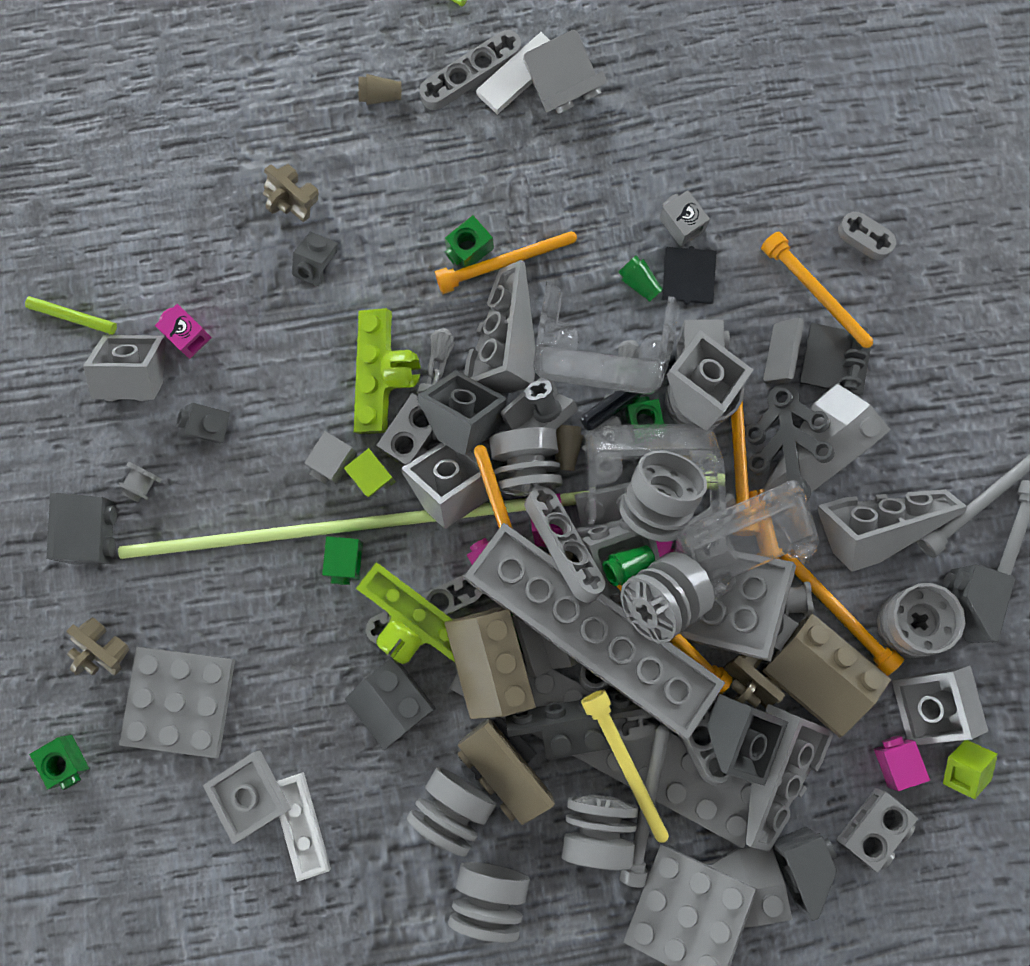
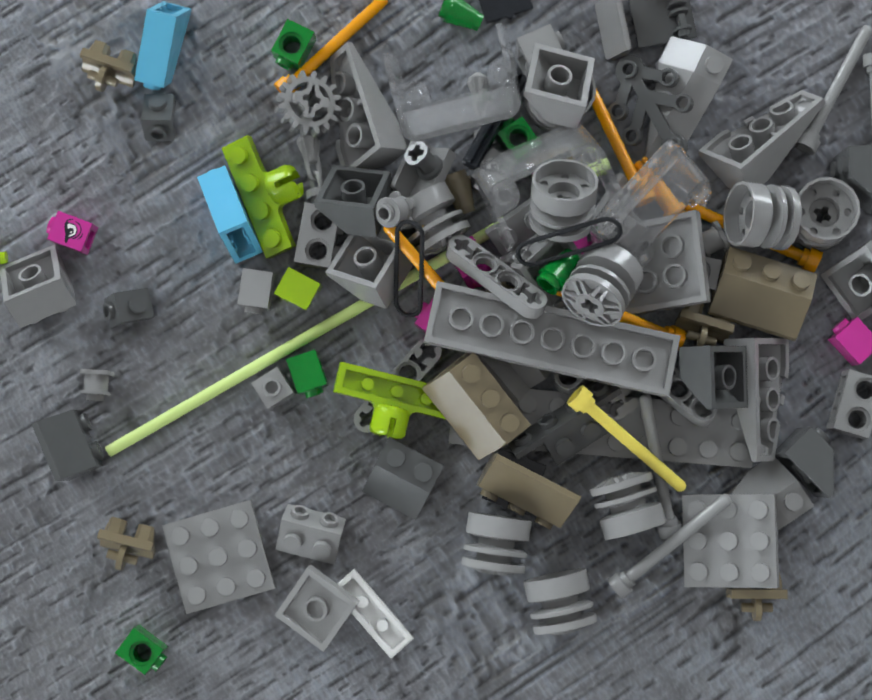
camera: 30 degrees left, 5 degrees up
(275, 718) = (310, 533): none -> light grey bracket
(302, 559) = (273, 388): none -> light grey brick
(336, 375) = (229, 214): none -> medium azure slope
(345, 191) = (161, 44): none -> medium azure slope
(445, 293) = (296, 108): none -> light grey gear
(493, 435) = (394, 209): none -> light grey brick
(494, 503) = (421, 268): none -> black piece
(564, 908) = (624, 581): none -> light grey piece
(655, 527) = (566, 230): none -> black piece
(858, 597) = (762, 215): none -> light grey wheel

